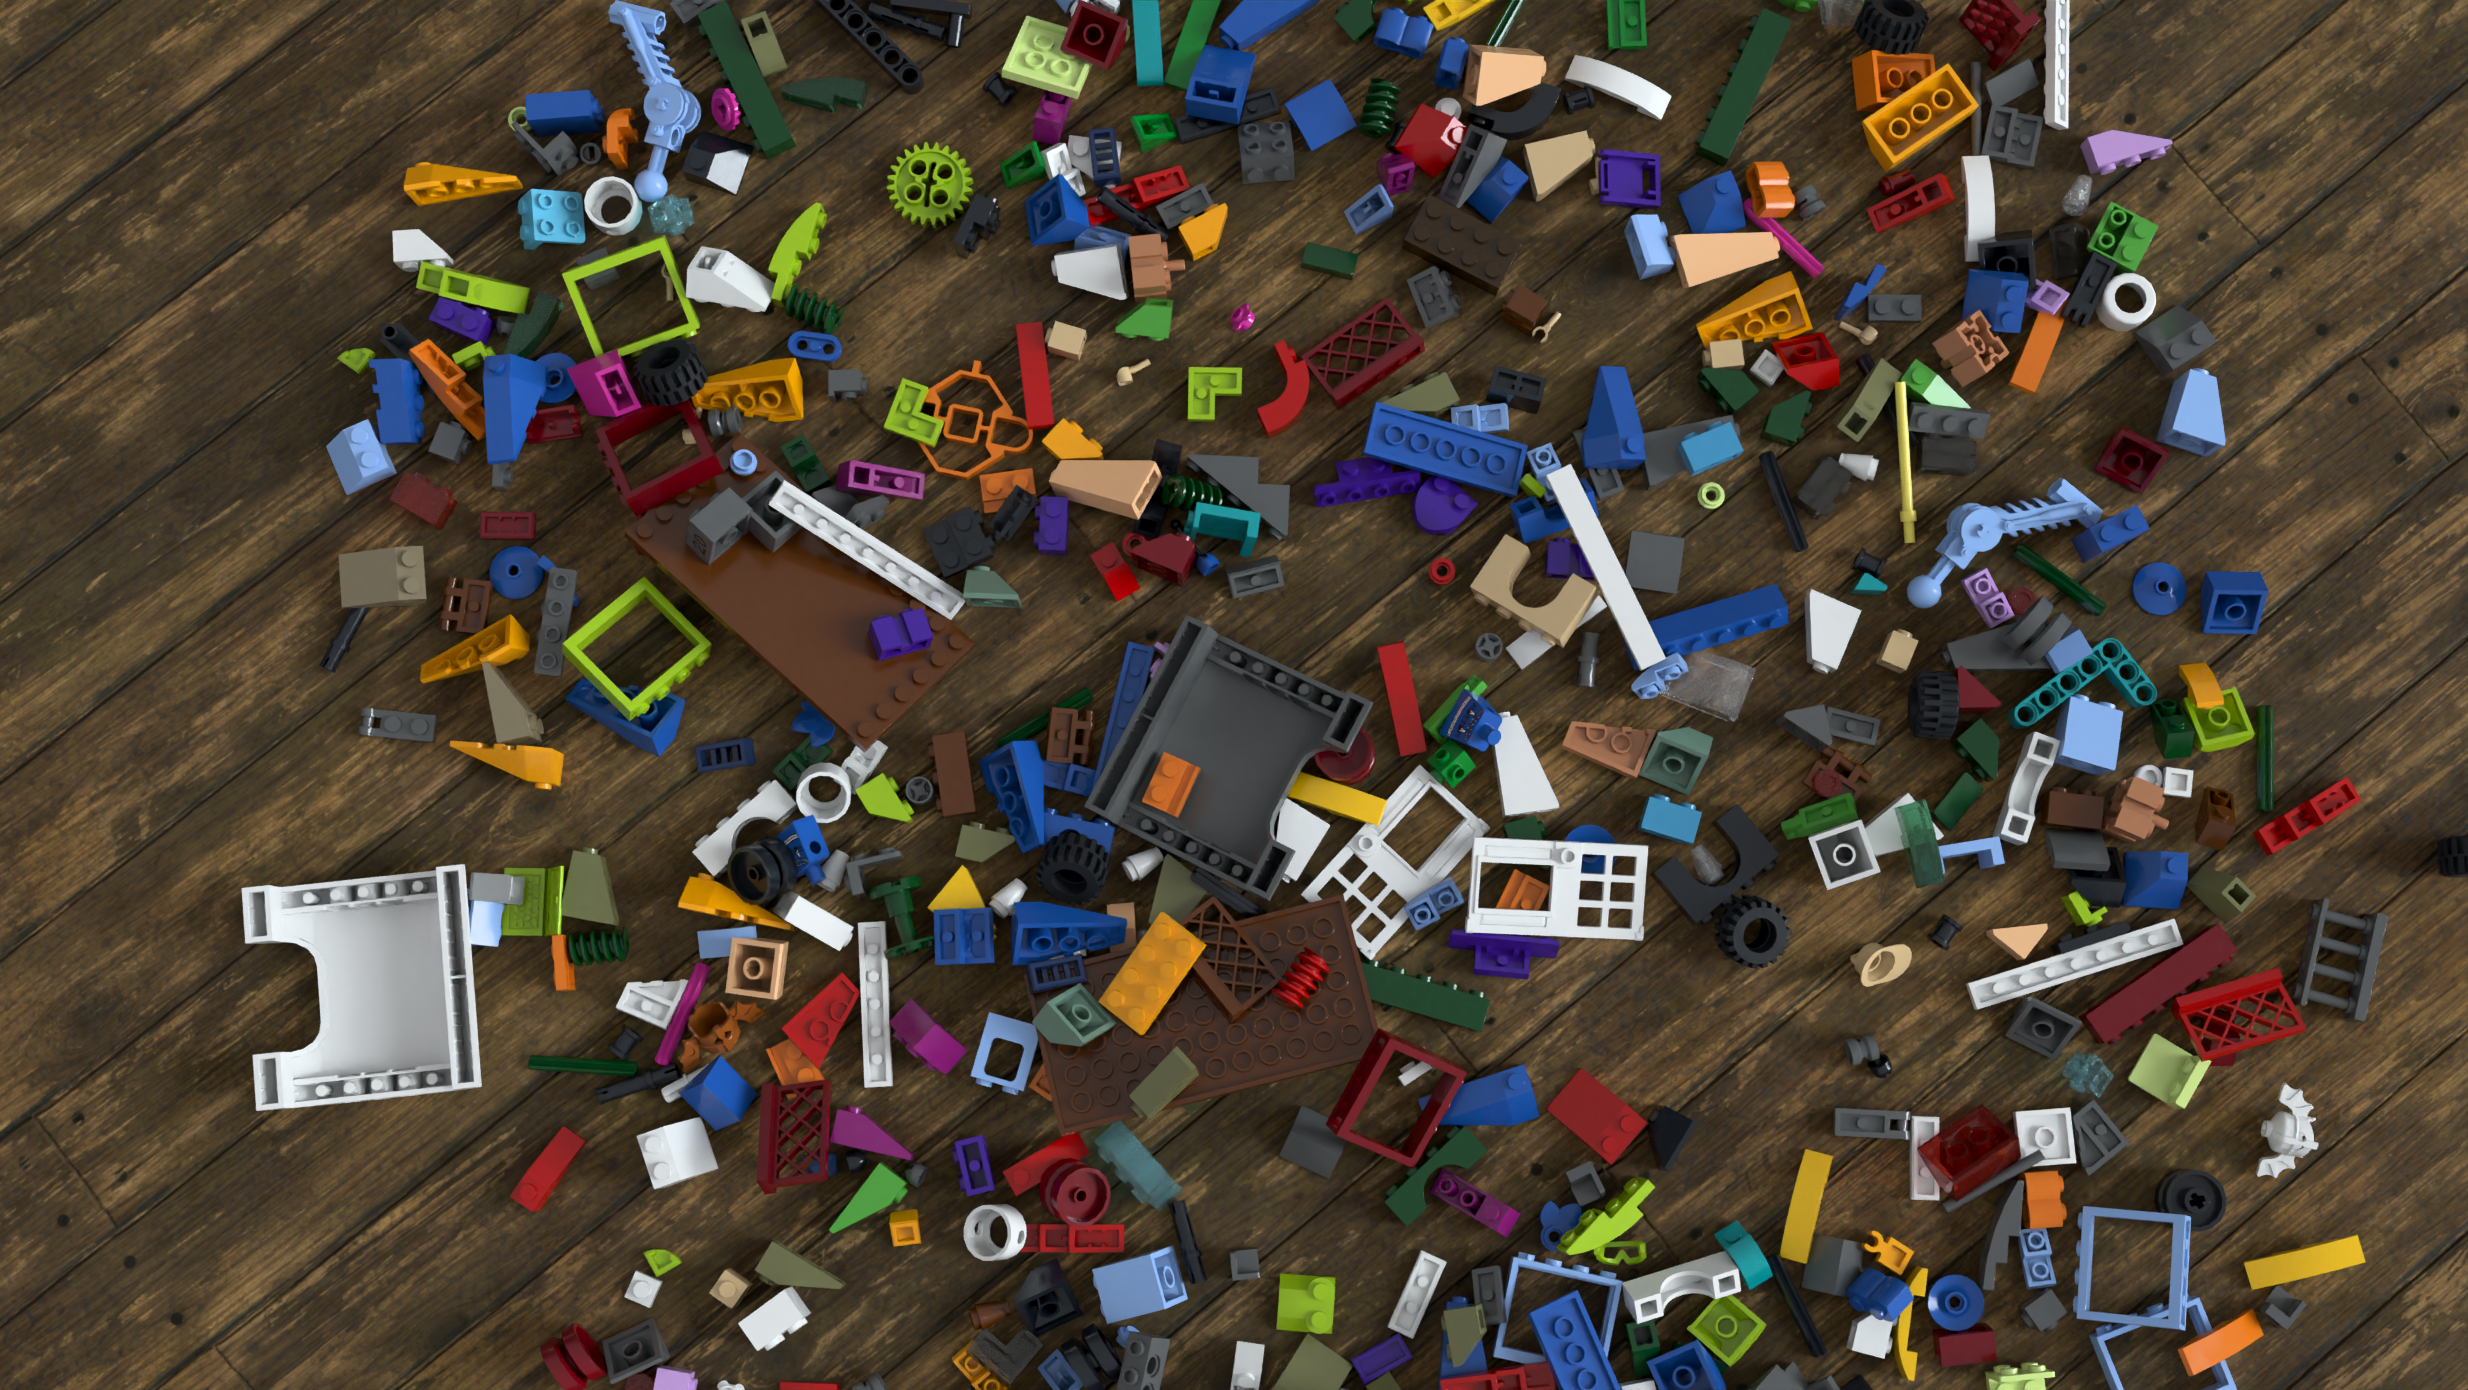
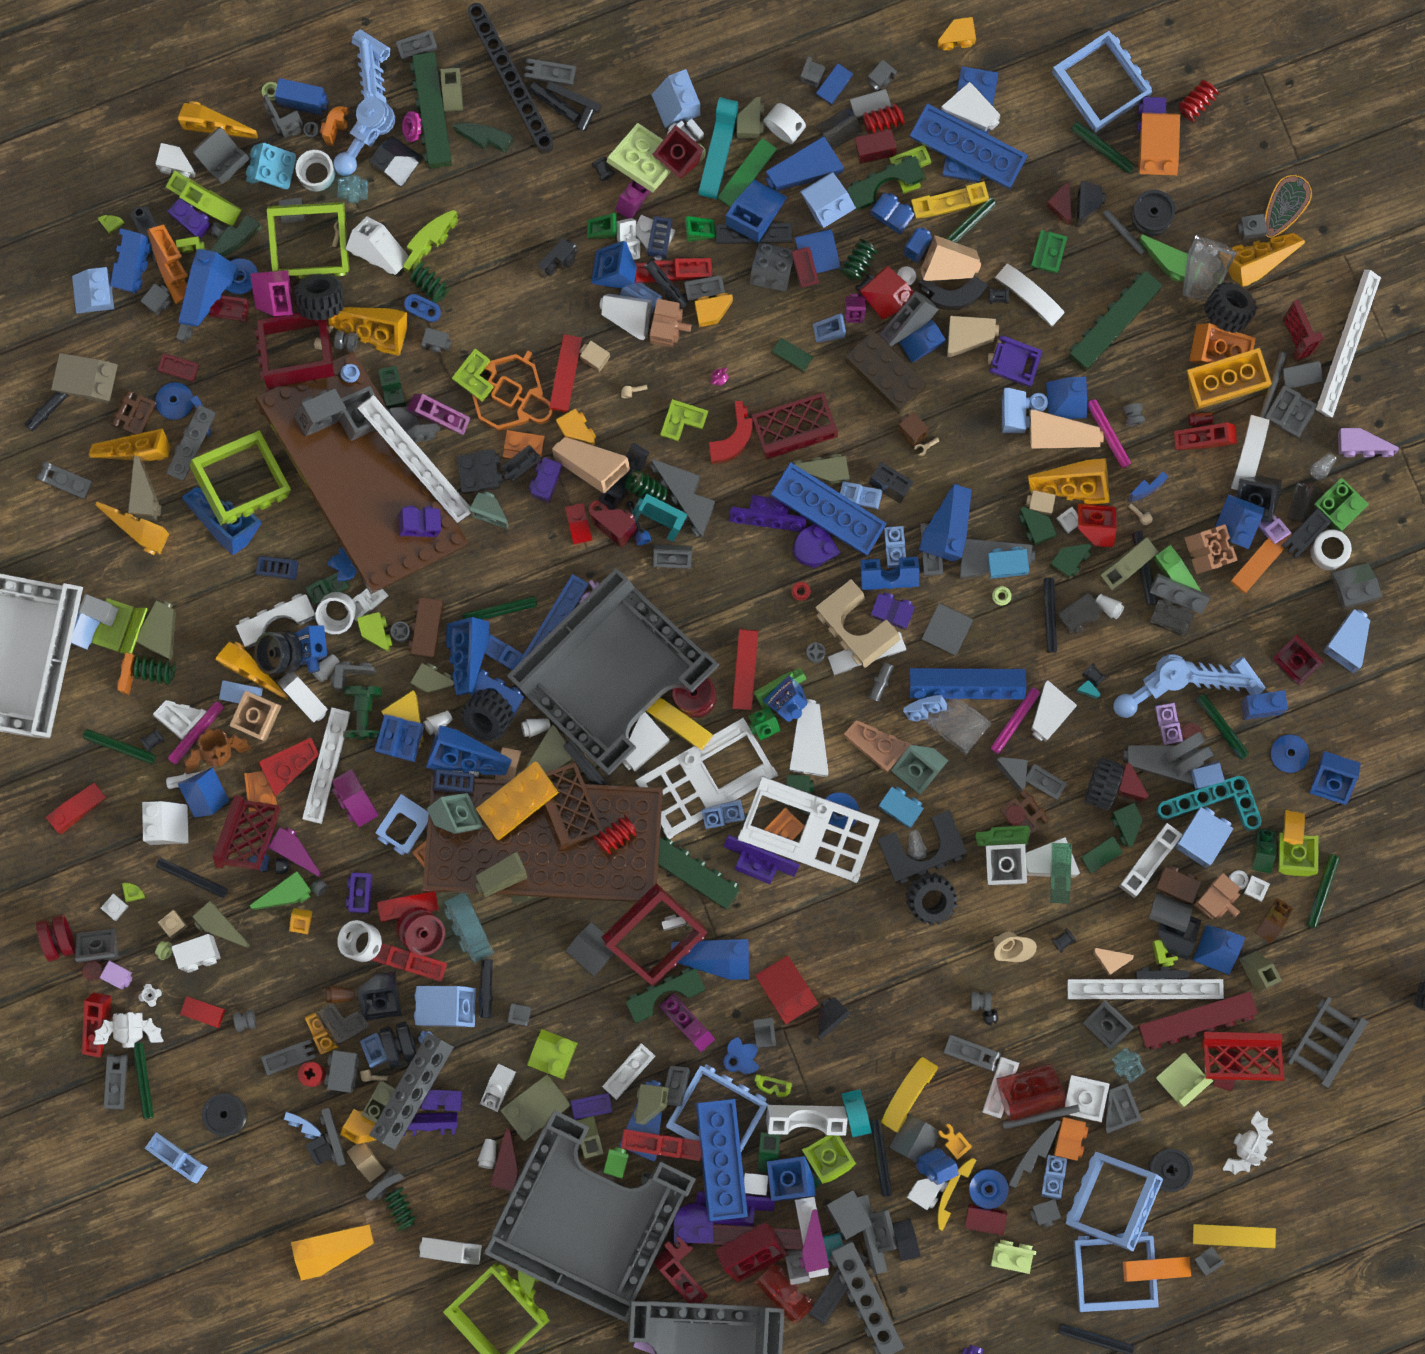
camera: 20 degrees right, 0 degrees up
(423, 500) = (127, 333): clear red brick -> none
(478, 223) = (220, 155): none -> dark grey bracket
(638, 1083) = (152, 769): black pin -> none
(729, 1327) = (164, 950): none -> yellowish green plate
(737, 1215) = (191, 877): none -> black axle
(907, 182) = (550, 227): lime gear -> none
(1062, 732) = (507, 623): reddish brown plate -> none
(1148, 318) = (655, 357): bright green slope -> none
(1171, 785) = (570, 679): orange plate -> none
(1310, 138) = (805, 267): none -> dark red tile
(1313, 40) = (827, 200): none -> light blue slope
(1434, 296) = (856, 401): dark grey bracket -> none
(1531, 486) = (879, 552): lime tile -> none
(1600, 1226) = (764, 1064): lime slope -> none
(1605, 567) = (910, 622): white tile -> none
(1676, 223) = (1038, 402): none -> light blue plate
(1769, 189) = (1110, 397): orange brick -> none
(1783, 656) = (1015, 720): none -> dark pink axle
(1893, 308) = (1170, 505): dark grey plate -> none
(1897, 651) = (1094, 740): tan brick -> none
(1907, 514) = (1132, 650): light yellow bar -> none
(1988, 851) = (1093, 887): light blue window -> none
(2307, 816) = (1338, 939): red slope -> none

